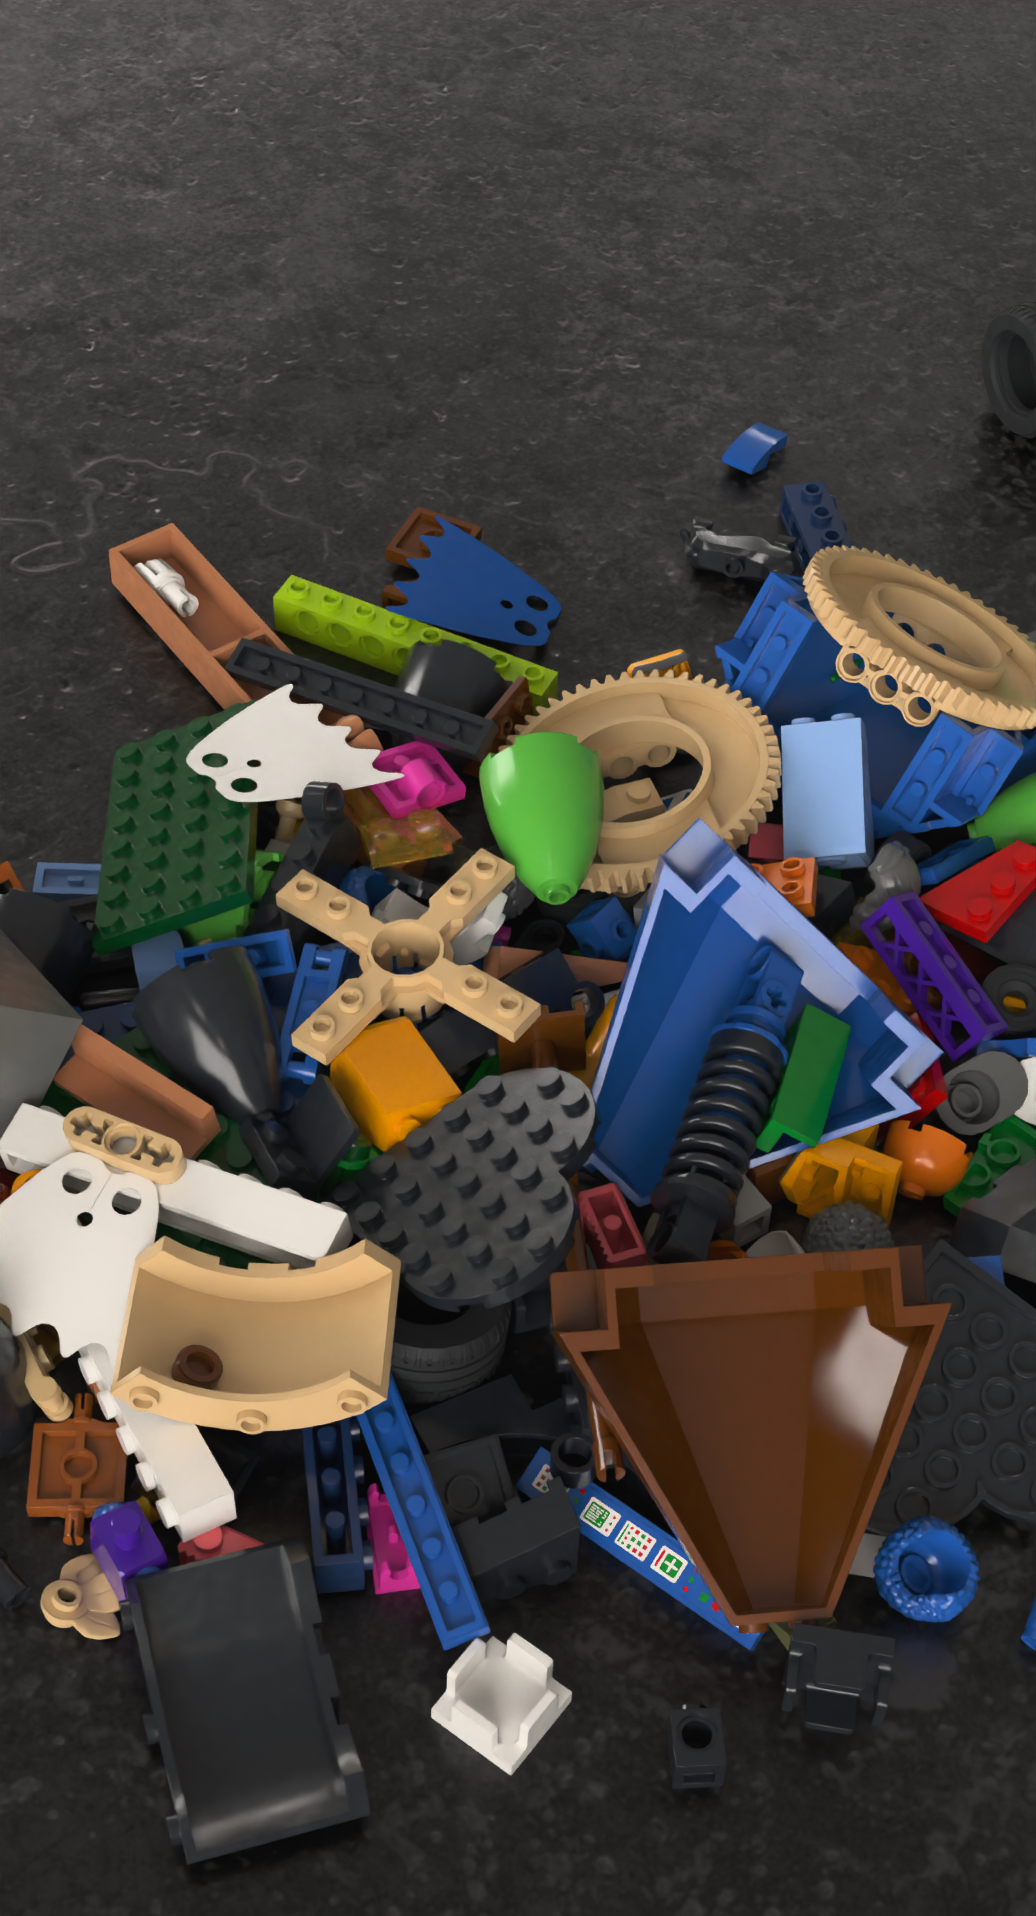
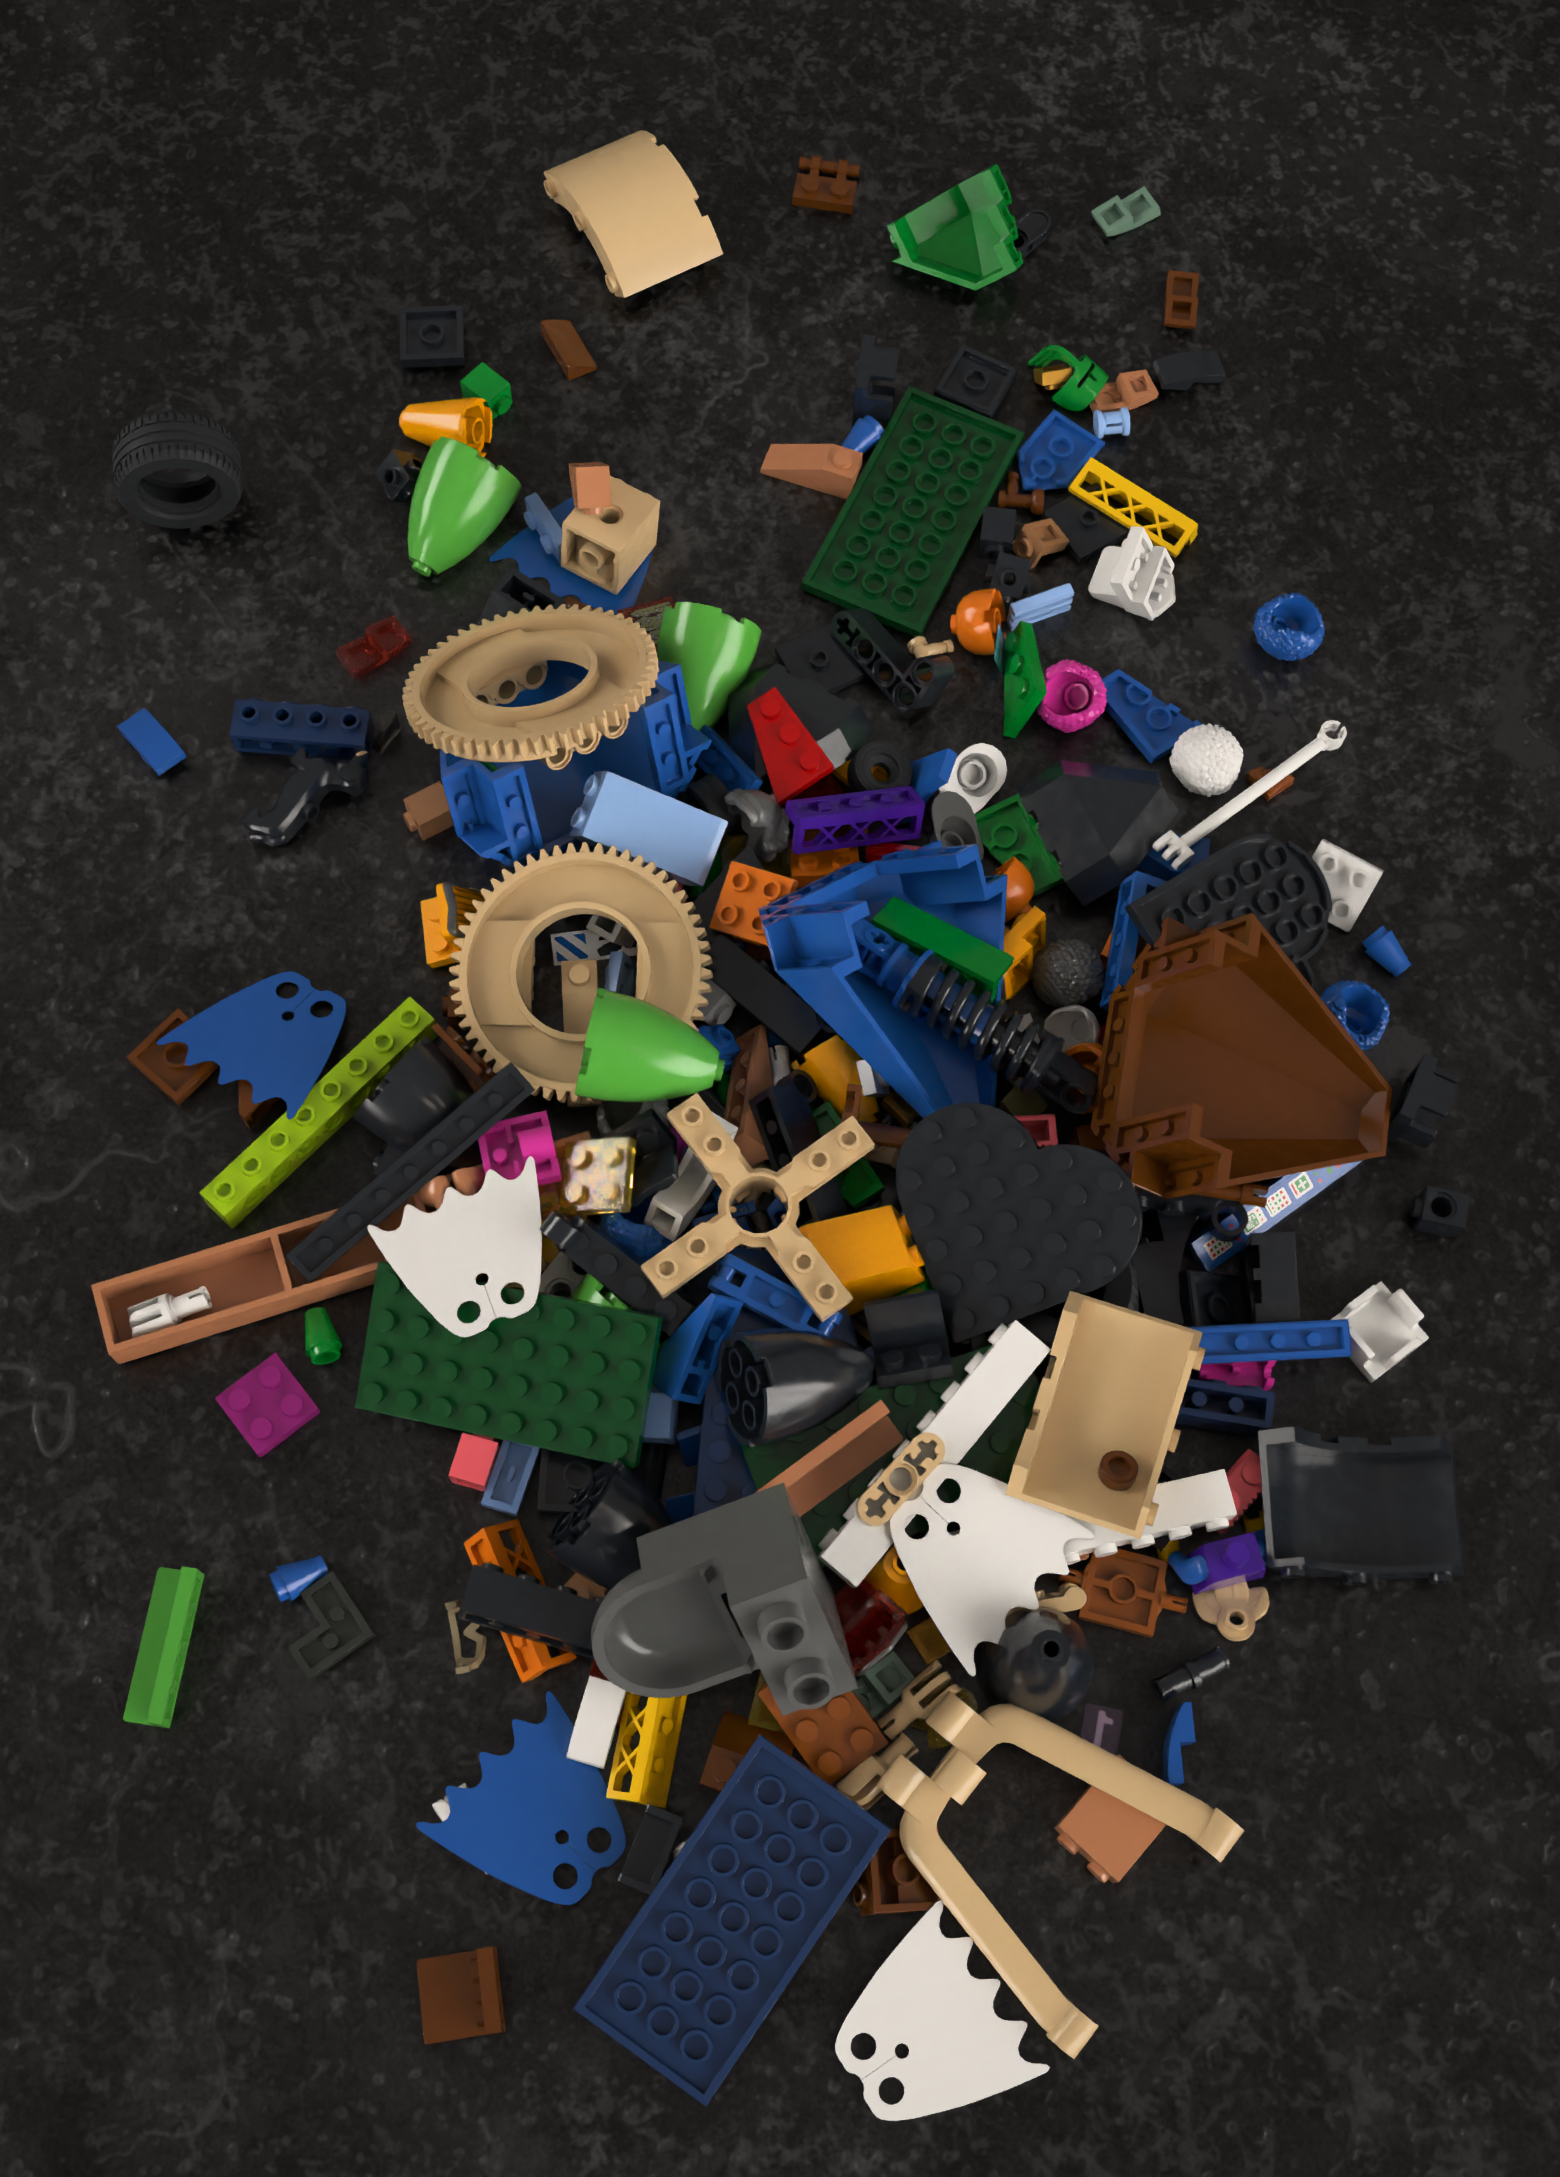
camera: 75 degrees left, 20 degrees up
(78, 842) = (474, 1461): none -> coral brick
(101, 692) = (267, 1405): none -> magenta plate
(178, 709) = (320, 1337): none -> green cone
(960, 573) = (379, 645): none -> clear red slope

